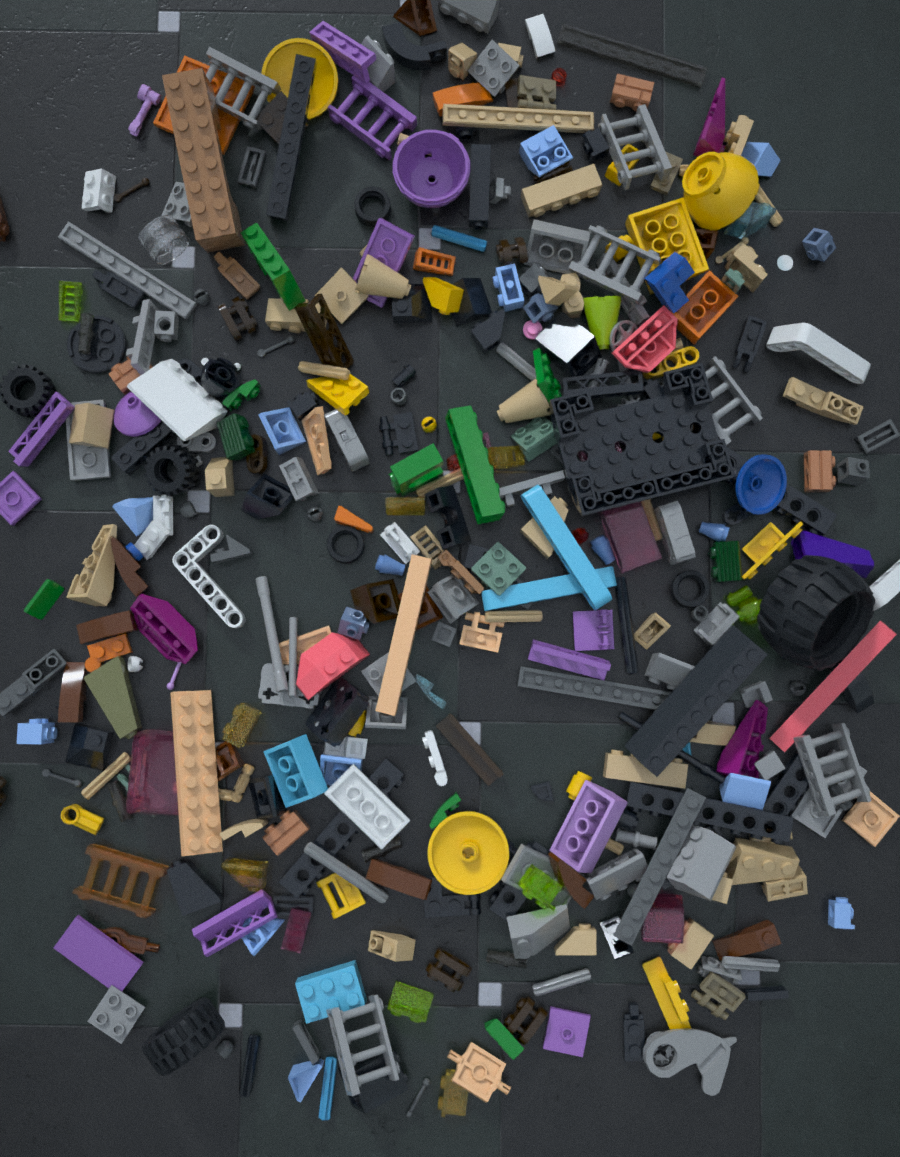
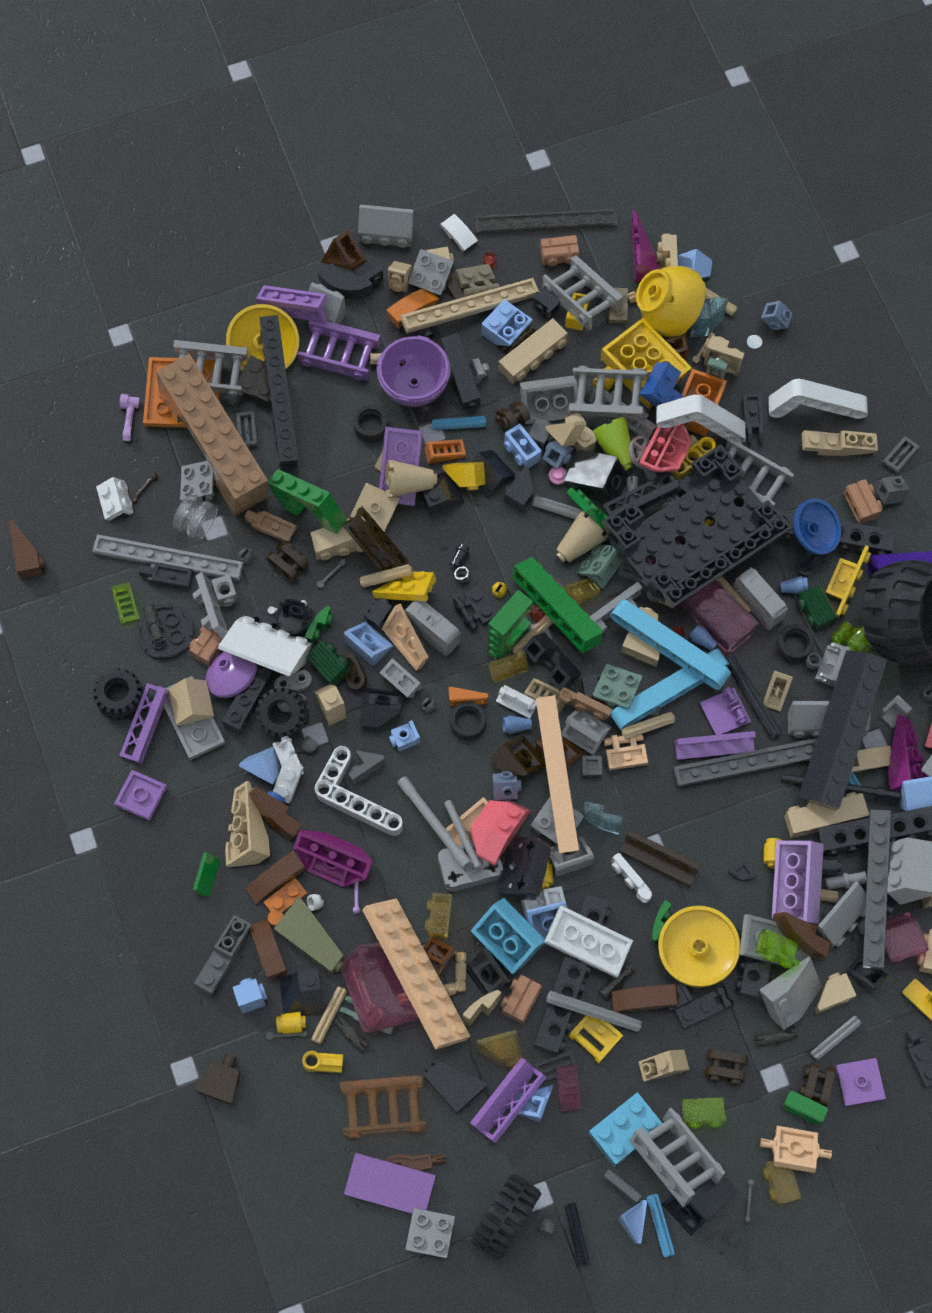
camera: 20 degrees left, 15 degrees down
(67, 770) = (290, 1023): none -> yellow brick
(286, 537) = (410, 740): none -> light blue brick
(697, 323) = (704, 412): none -> white beam

